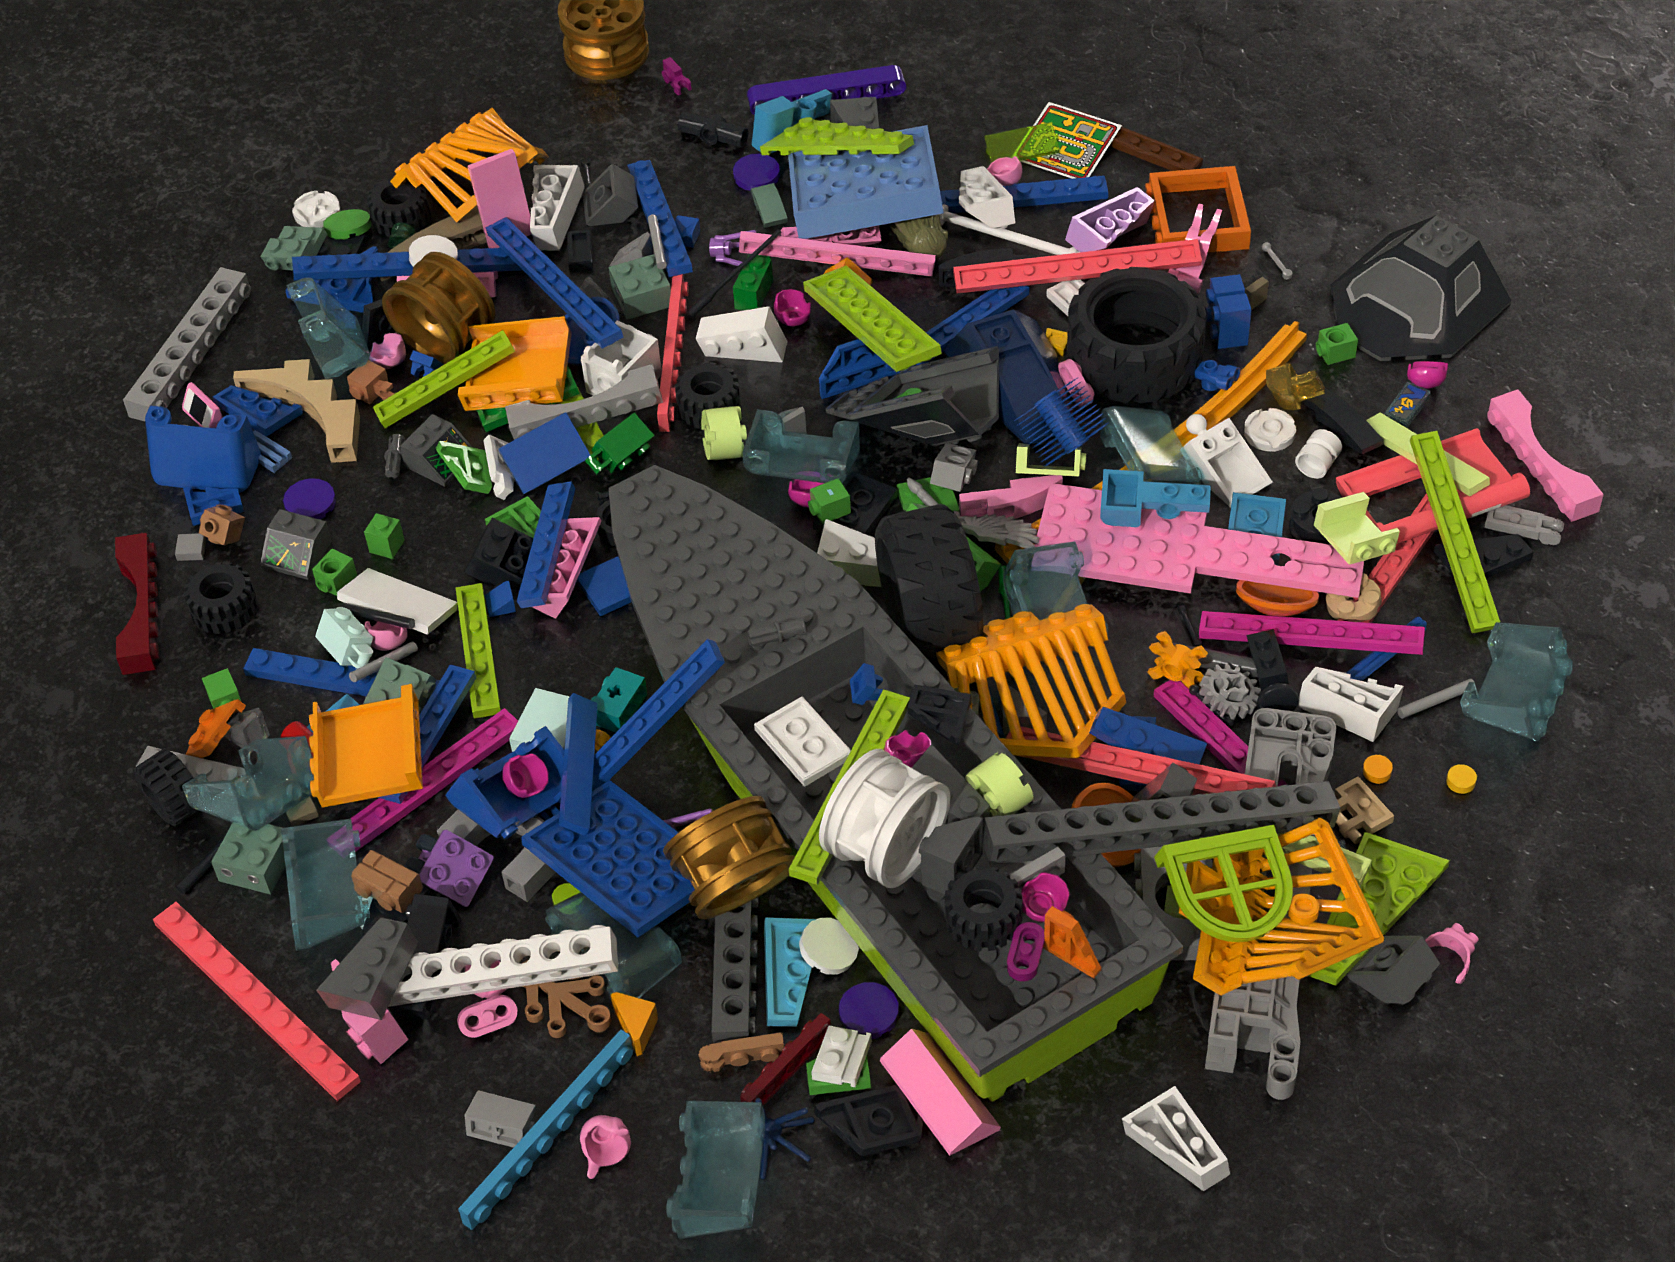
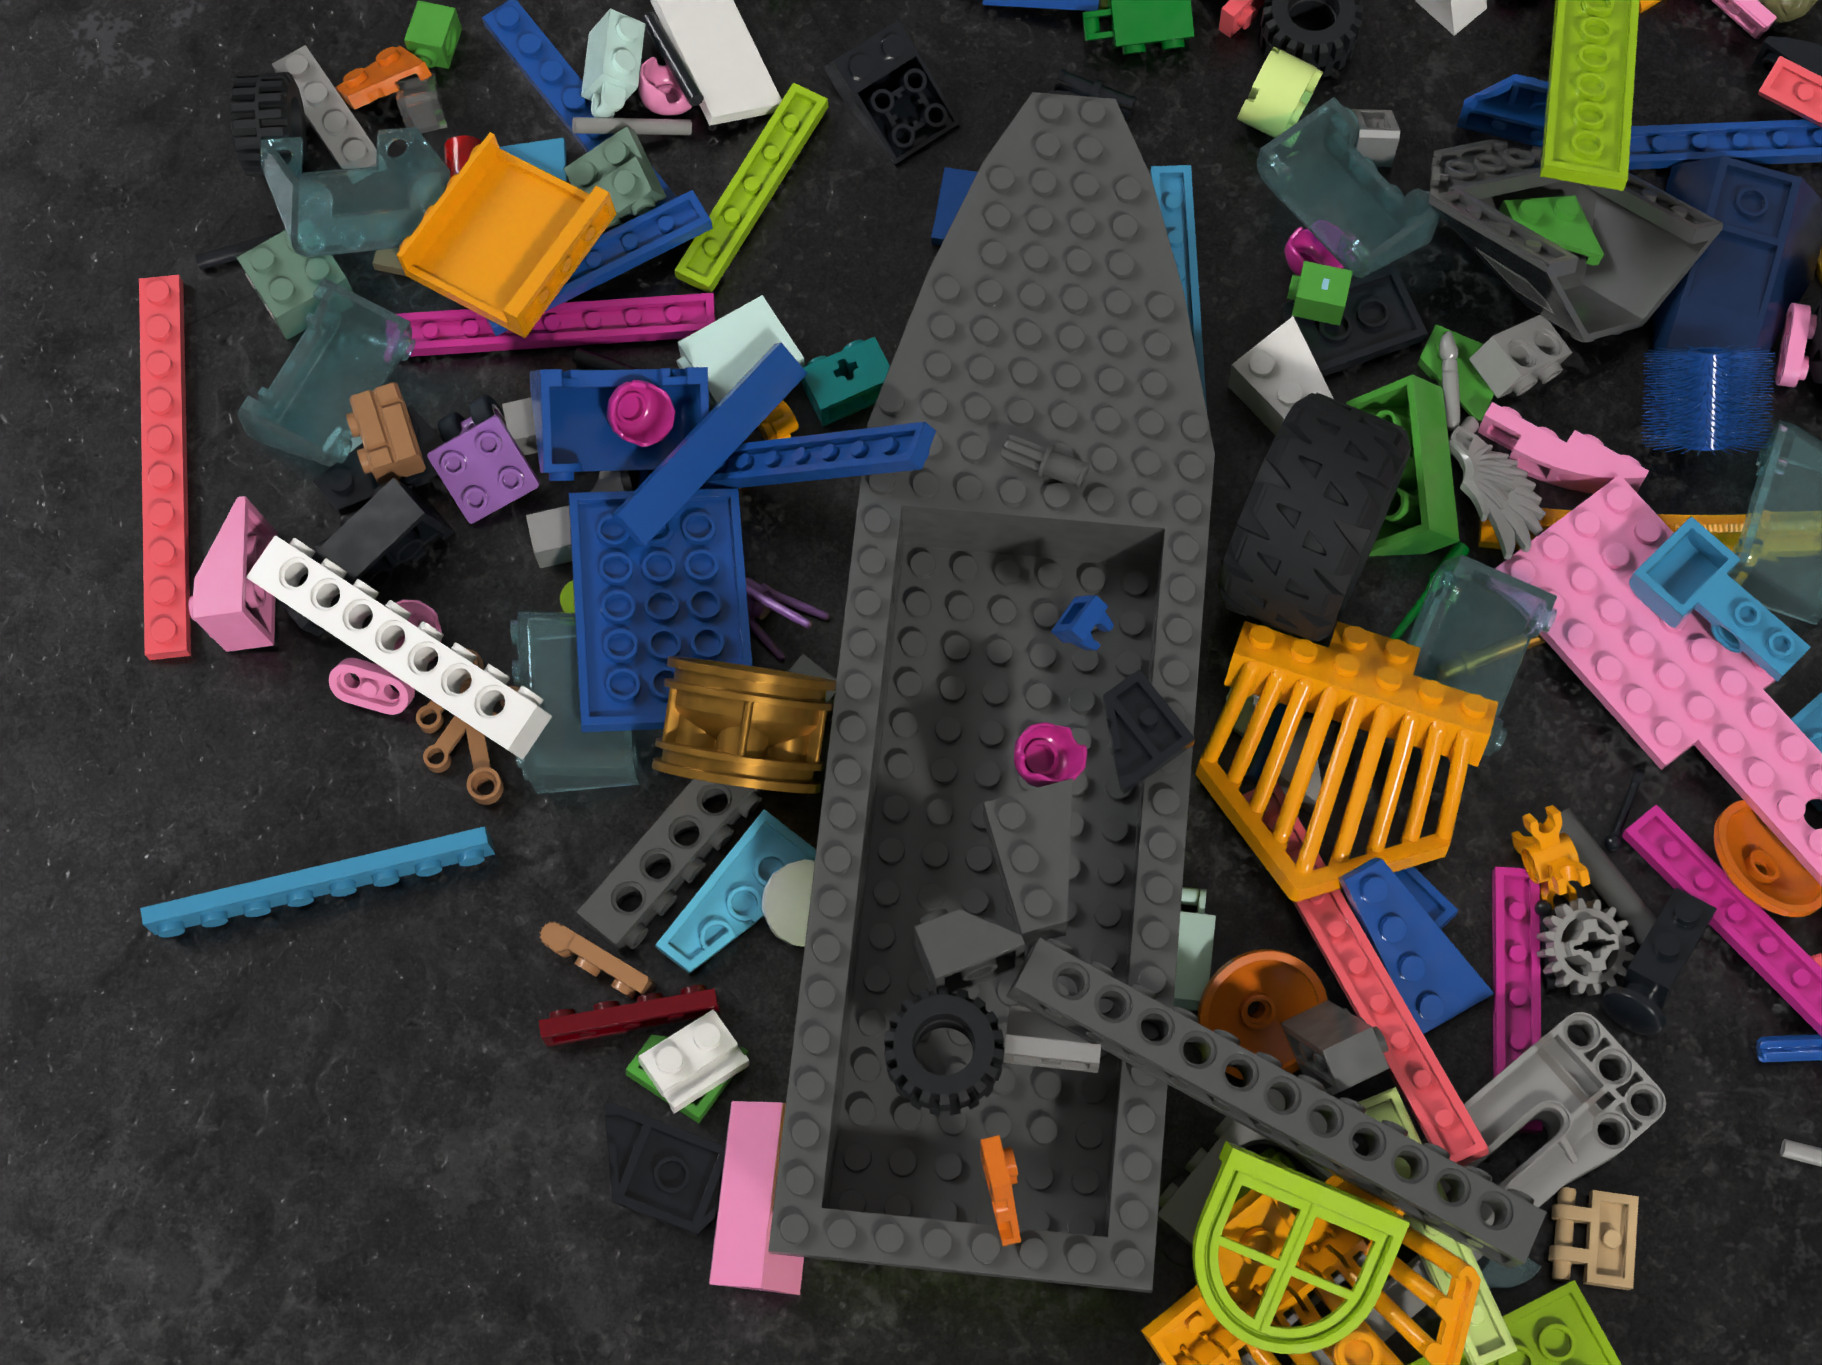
camera: 40 degrees right, 20 degrees up
(371, 970) = (253, 550): dark grey wedge -> none
(498, 1119) = (281, 826): light grey hinge -> none
(500, 600) = (834, 137): blue slope -> none
(520, 515) = (946, 45): bright green wing -> none
(546, 545) = (934, 103): blue plate -> none
(572, 555) = (932, 138): bright pink slope -> none
(604, 1142) = (358, 950): bright pink hair -> none
(636, 1018) = (517, 824): light orange slope -> none
(718, 1168) = (433, 1099): clear light blue windscreen -> none
(773, 1132) = (543, 1087): dark blue plant -> none
(803, 741) = (947, 639): white tile -> none
(869, 1009) = (770, 1019): dark purple tile -> none
(880, 726) = (942, 749): lime plate -> none
(882, 816) = (912, 843): white wheel -> none
(1000, 785) = (1105, 902): yellowish green brick -> none
(1023, 466) = (1623, 436): yellowish green panel -> none
(1024, 953) = (946, 1148): magenta plate -> none
(1042, 893) = (1028, 1097): dark pink hair -> none
(1350, 702) = (1723, 1087): white wedge -> none
(1377, 769) = (1678, 1202): light orange tile -> none
(1461, 779) = (1774, 1304): yellow tile -> none

